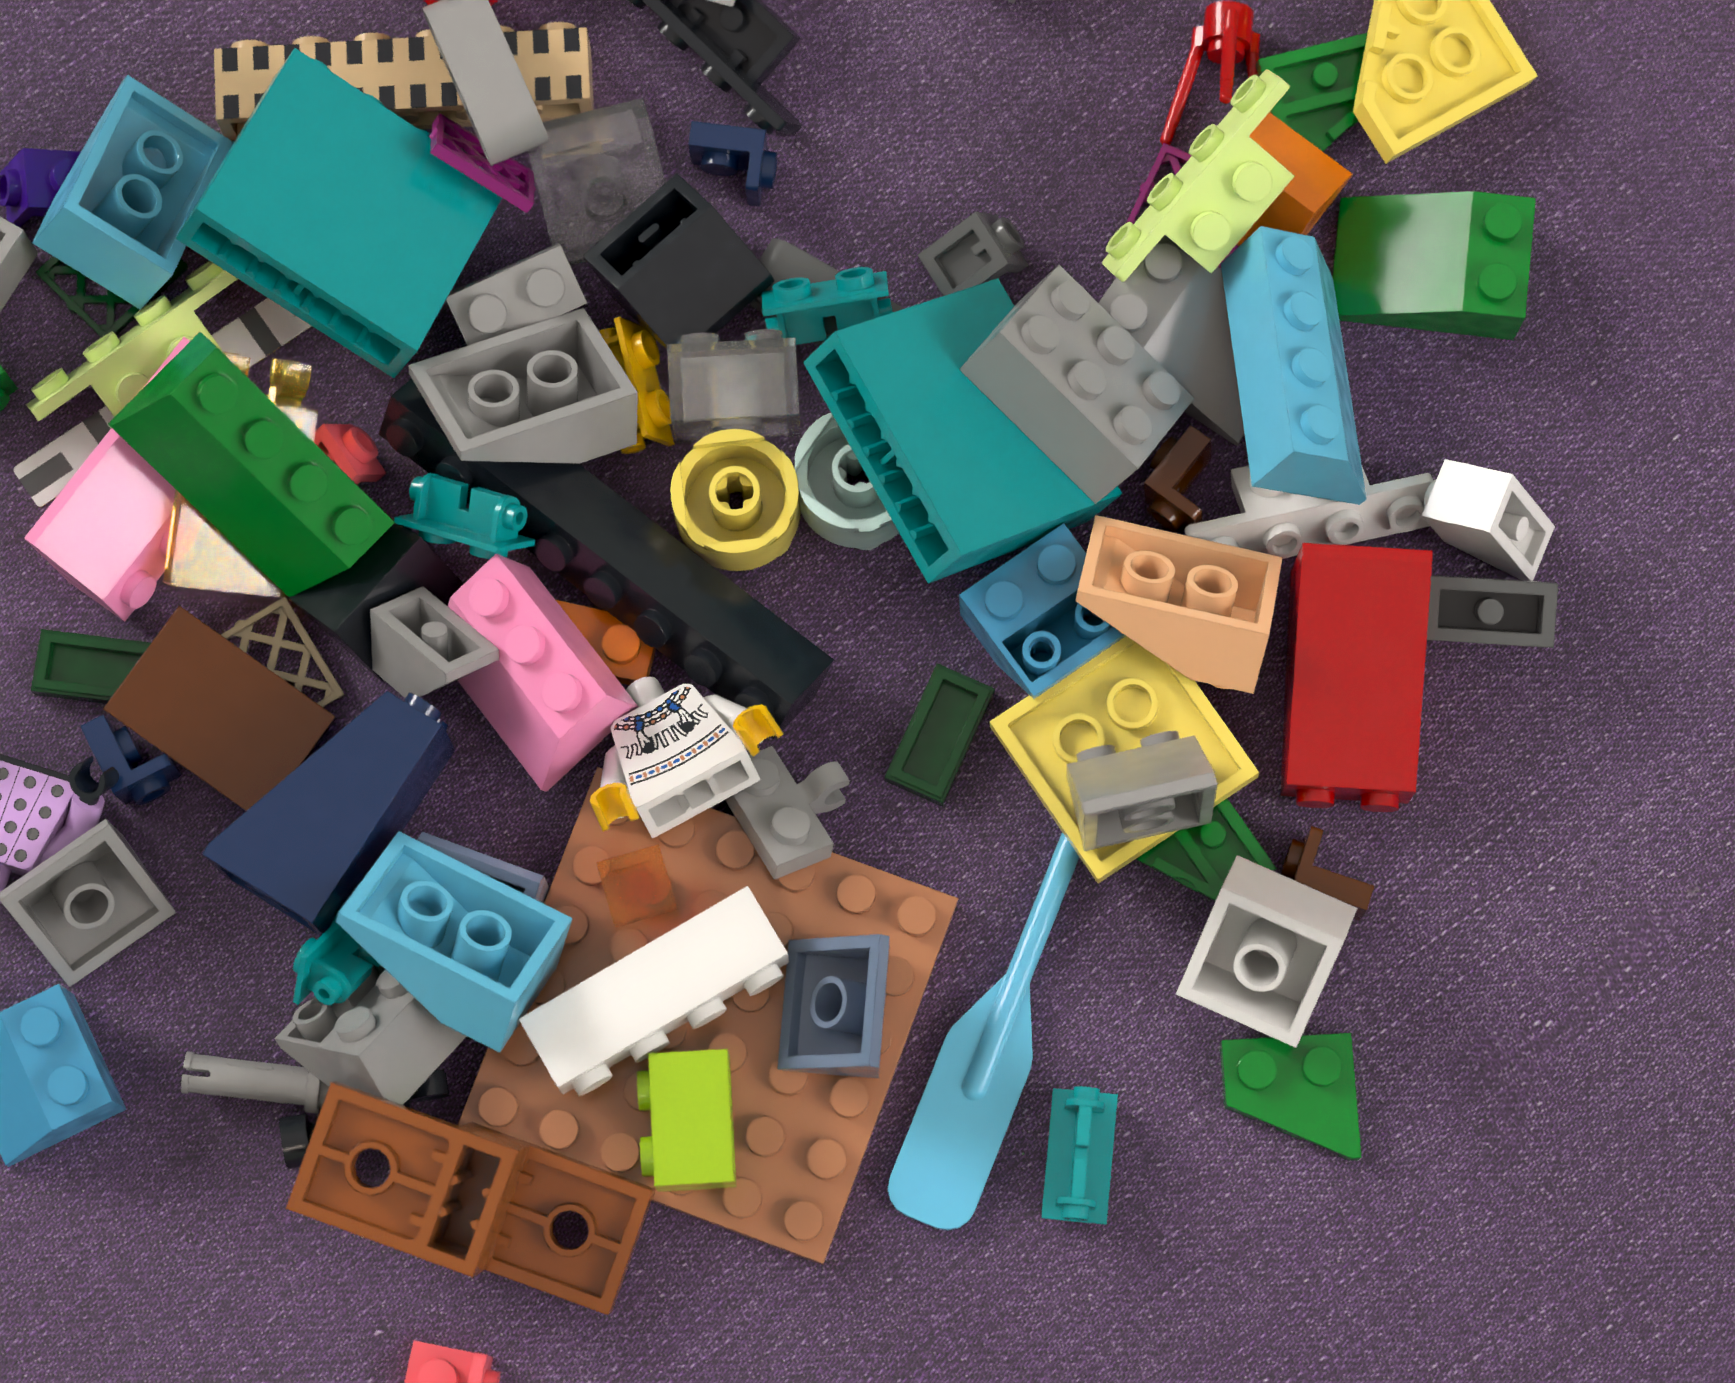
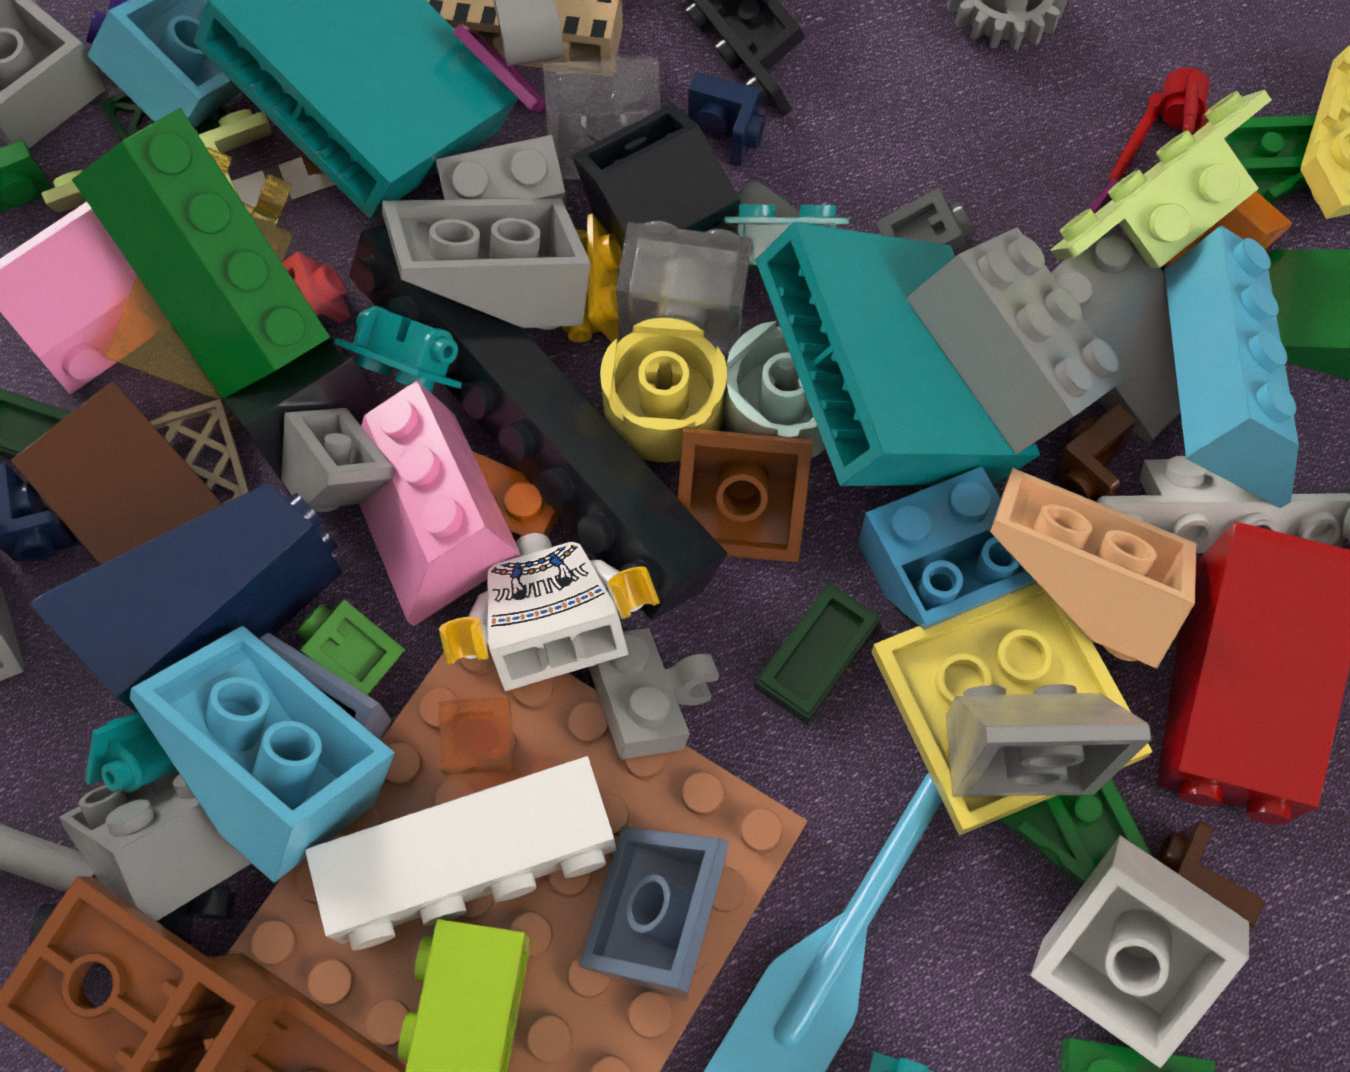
camera: 10 degrees right, 10 degrees down
(485, 822) = (347, 644): none -> bright green bracket
(839, 592) = (747, 490): none -> dark orange slope

